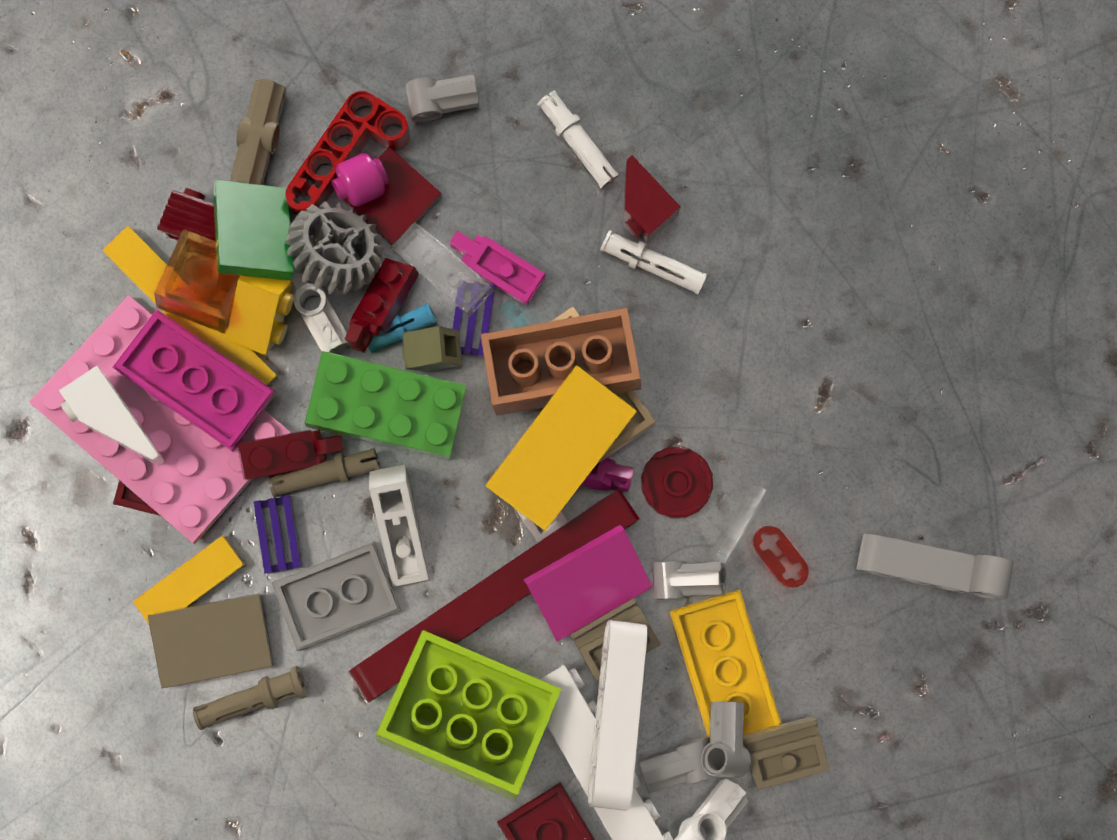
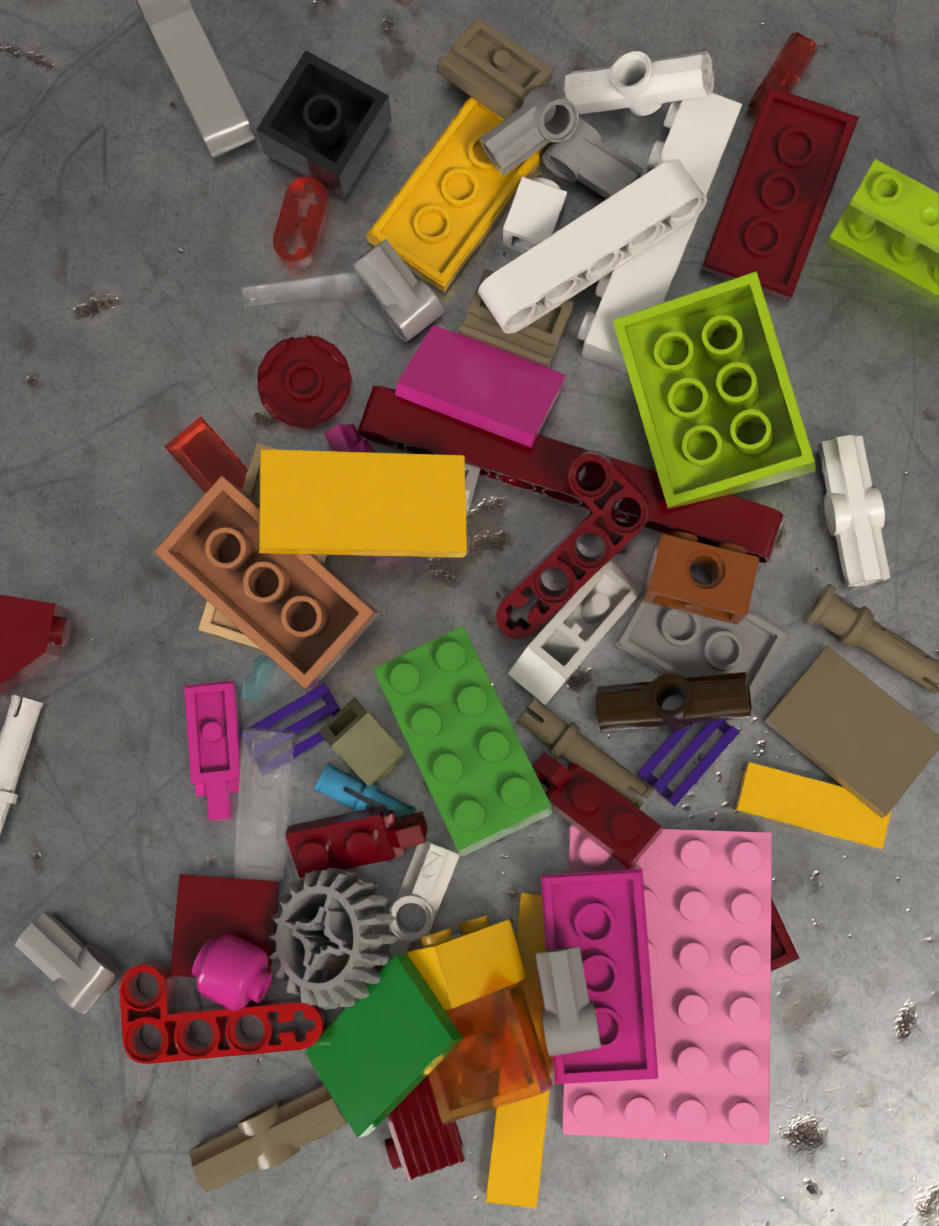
camera: 125 degrees left, 0 degrees up
(102, 409) = (713, 1047): white slope -> none
(185, 343) = (568, 1014): none -> light grey piece
(298, 564) = (705, 700): none -> dark brown piece
(336, 749) = (854, 511): none -> white piece
(347, 628) = (673, 587): none -> dark orange brick
(444, 550) = (566, 554): none -> dark red beam
(653, 262) = (83, 583): white pin -> none
(670, 389) = (206, 456): none -> clear red tile
(671, 702) = (533, 214): none -> white brick
(828, 616) = (324, 123): none -> black brick

